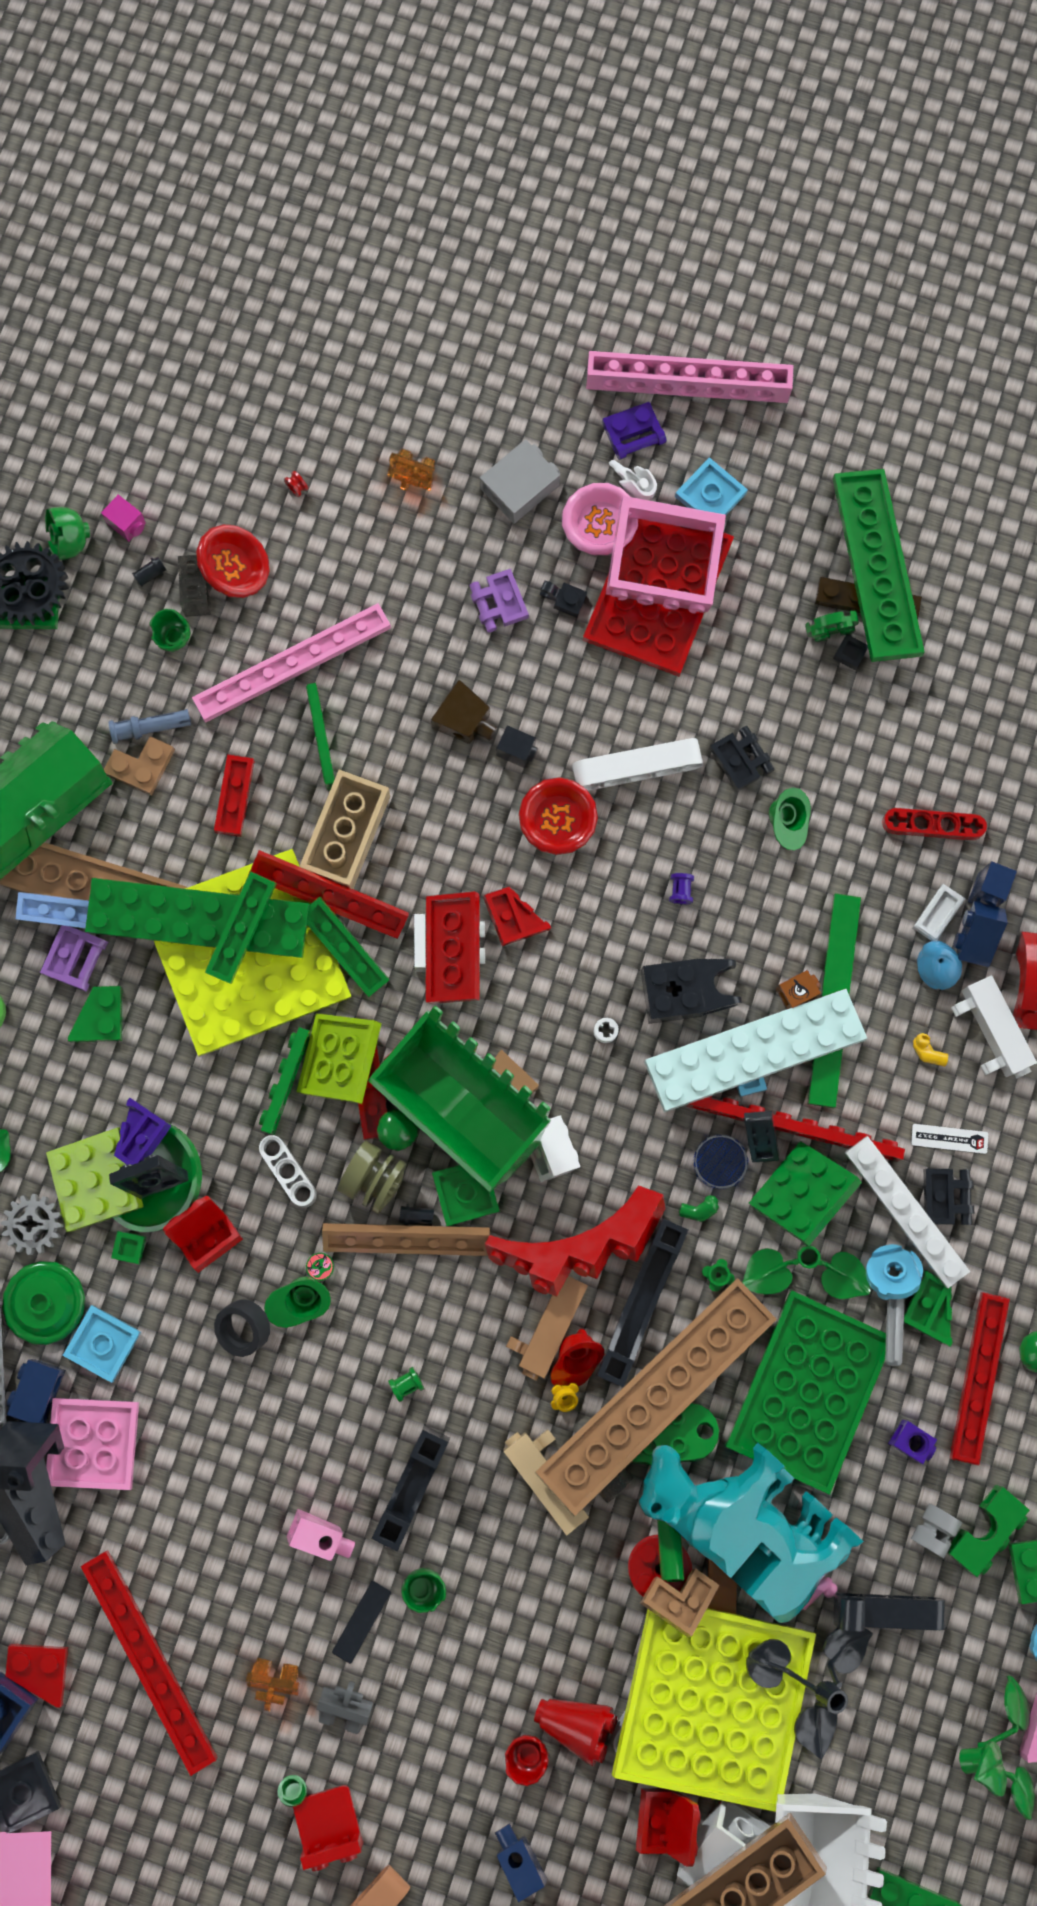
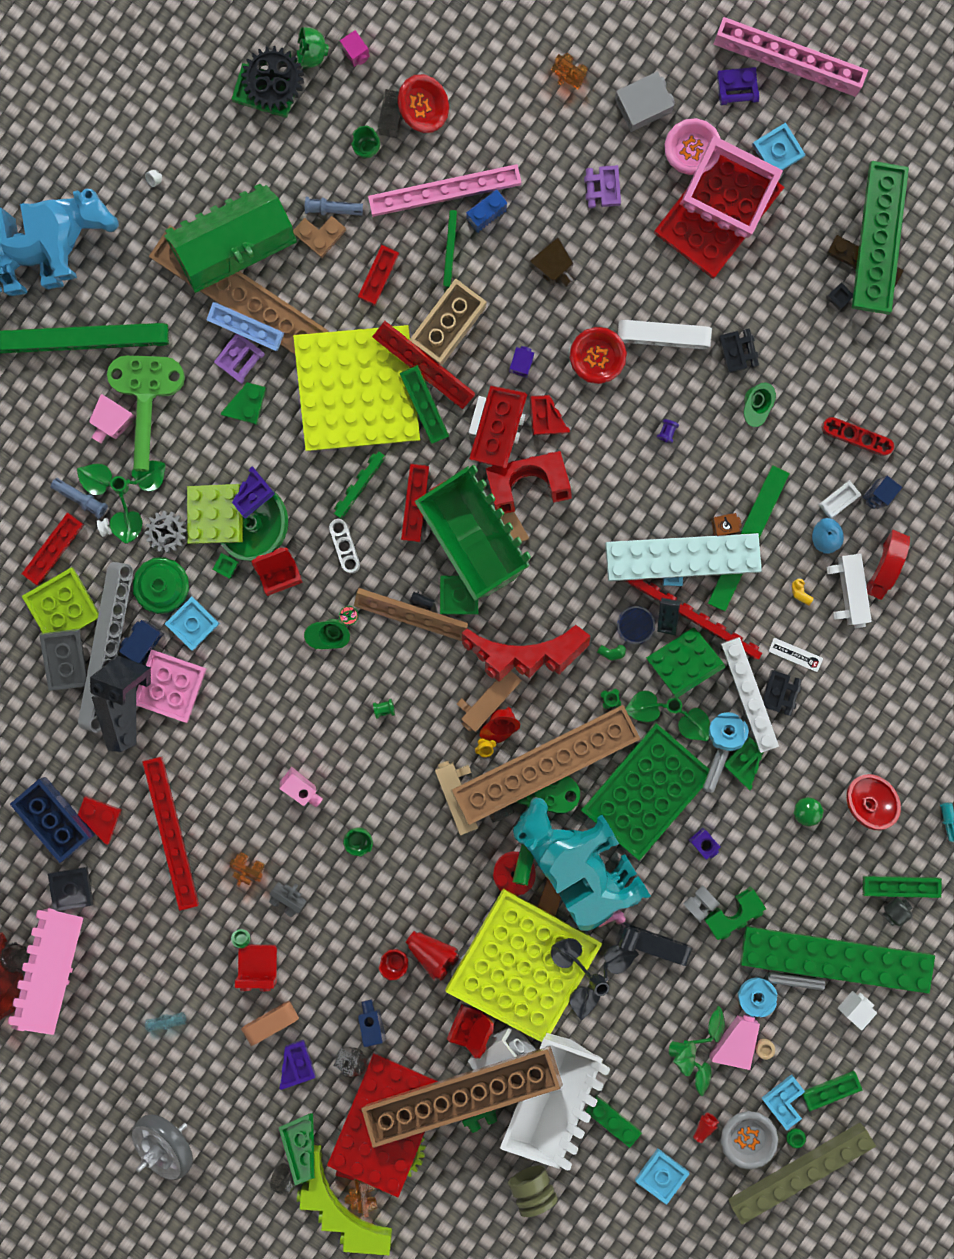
camera: 20 degrees right, 10 degrees up
(148, 1176) = (250, 523): black plate -> none
(149, 571) = (362, 94): black pin -> none
(189, 917) = (330, 355): green plate -> none
(228, 1337) = (276, 645): black tyre -> none
(240, 927) = (357, 371): green plate -> none
(296, 484) = (484, 57): red bush -> none
(339, 1058) = (399, 480): lime plate -> none
(355, 673) = (486, 211): none -> blue brick
(361, 1622) = (313, 849): black sticker -> none
(372, 1177) = (400, 568): olive wheel -> none
(396, 1130) = (424, 540): green hair -> none
(411, 1488) = (368, 775): black arch -> none
(459, 853) = (521, 361): none -> dark purple brick
(517, 747) = (584, 297): black brick -> none
(535, 983) = (547, 467): none -> red arch
(555, 1152) = (526, 586): white brick -> none
(568, 598) = (652, 199): black plate -> none
(612, 1025) = (591, 511): white bush -> none
(638, 485) = (730, 128): white piece -> none
(641, 1302) = (554, 701): black arch -> none
(683, 1608) = (520, 902): medium nougat plate -> none
(695, 988) = (655, 505): black brick -> none
(832, 624) = (832, 272): green plate -> none
(979, 1378) = (762, 816): red tile -> none
(980, 933) = (863, 523): dark blue brick -> none

